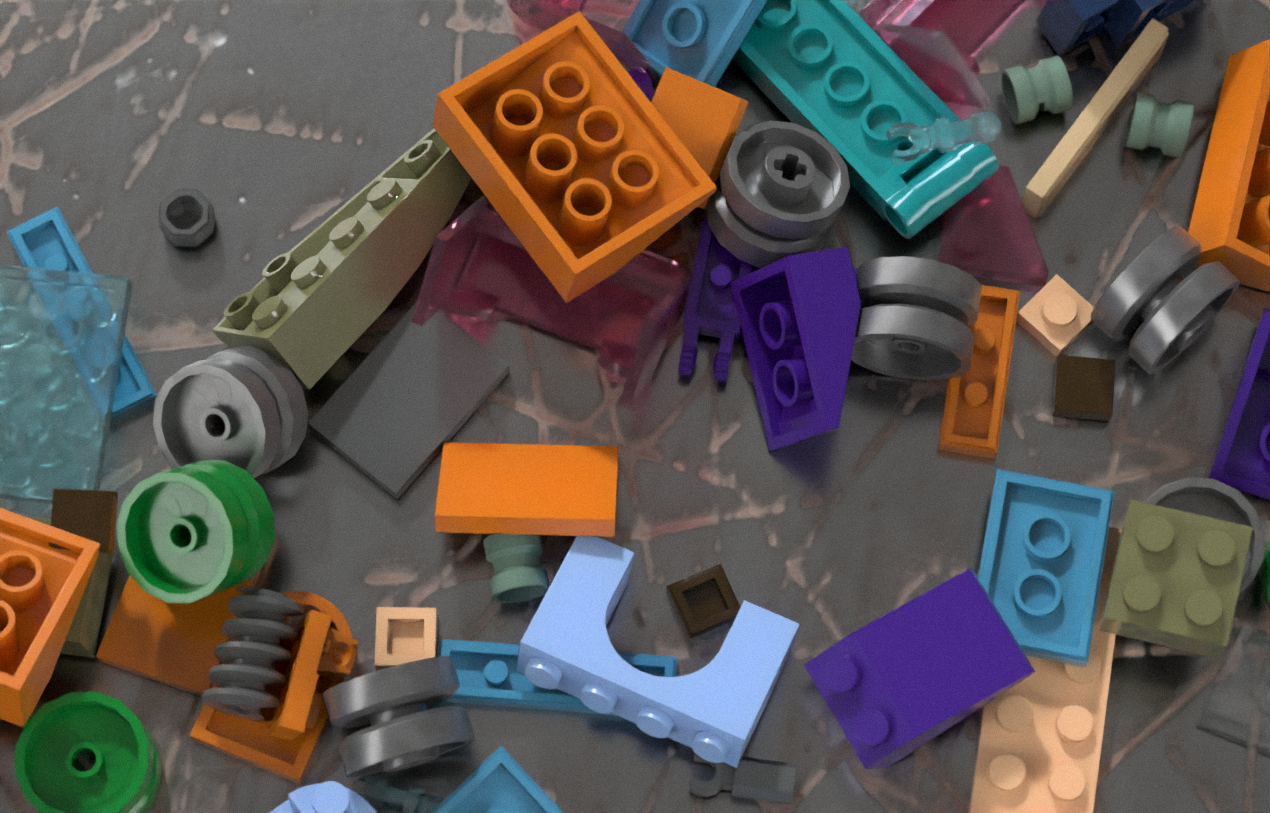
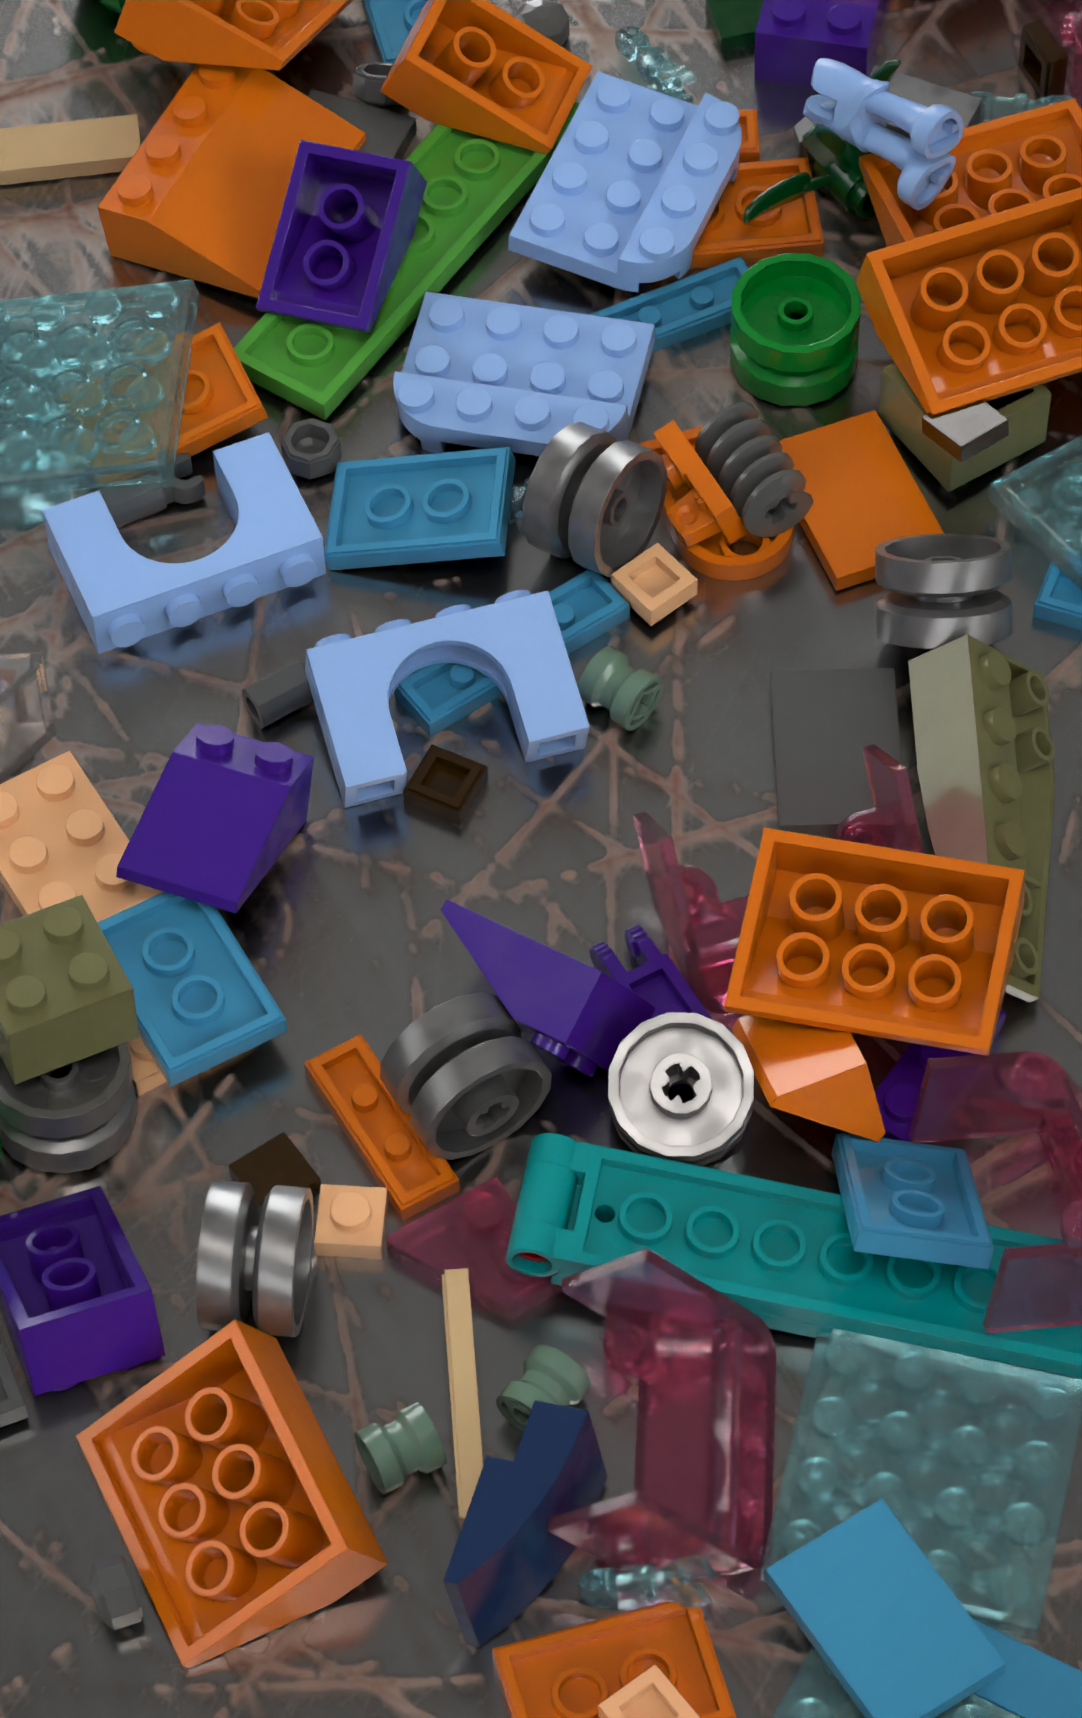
camera: 140 degrees right, 15 degrees down
(195, 530) = (875, 485): green wheel -> none
(527, 489) = (664, 734): orange tile -> none
(978, 128) = (573, 1214): clear light blue piece -> none

